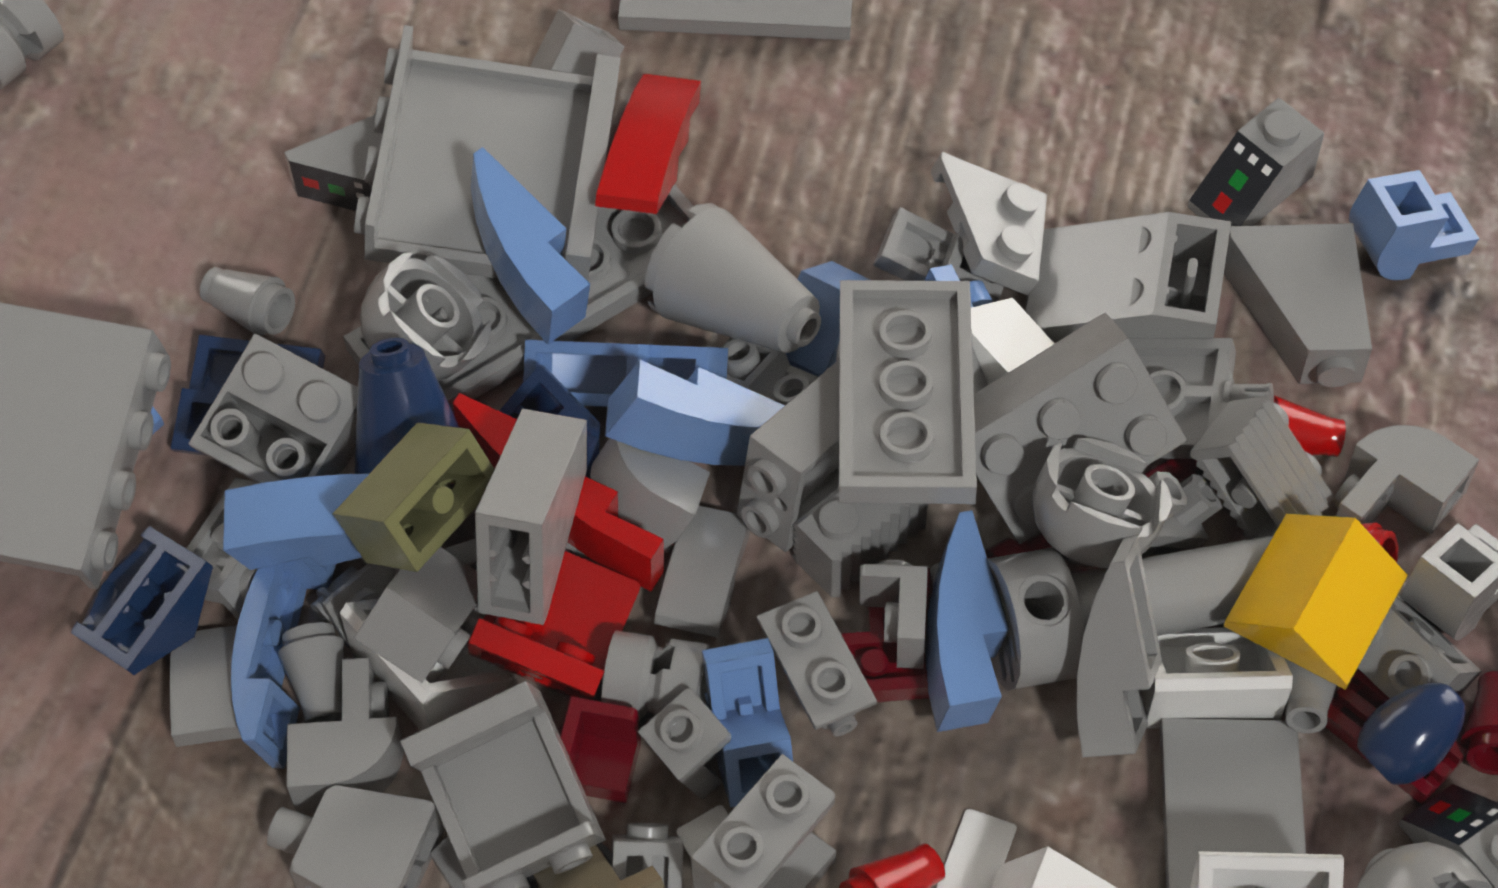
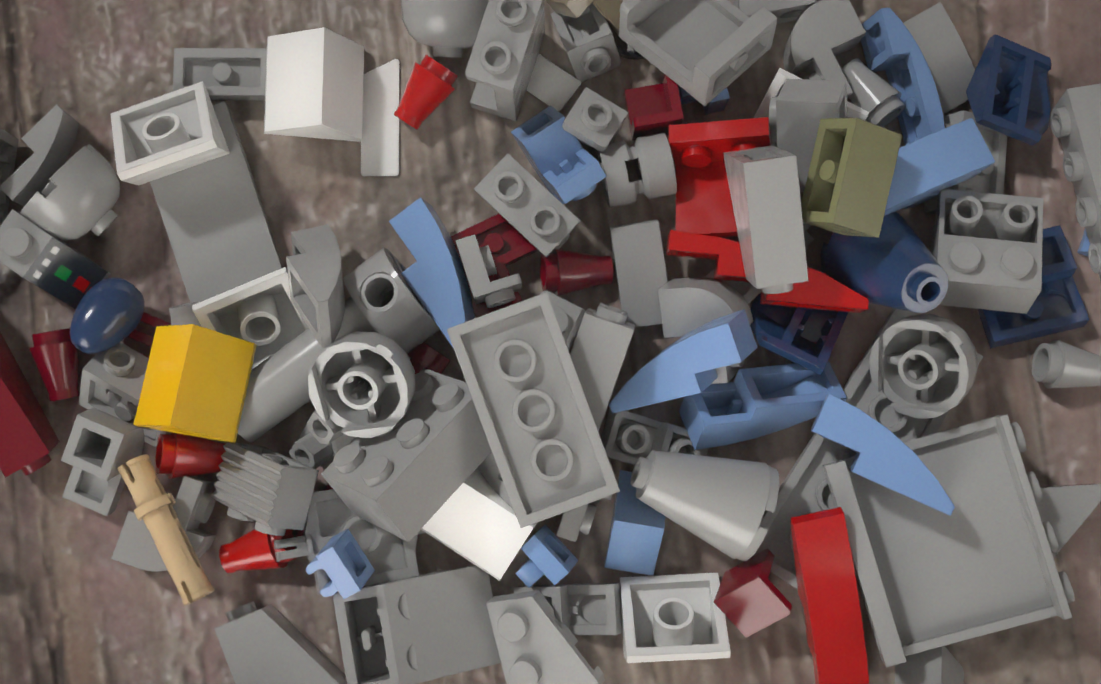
camera: 160 degrees right, 25 degrees up
(734, 182) = (749, 595): none -> dark red panel
(768, 591) = (574, 271): none -> dark red cone
(830, 198) = (672, 618): none -> white slope
(1195, 345) = (344, 565): none -> medium blue tile
(1405, 479) = (165, 528): none -> tan pin

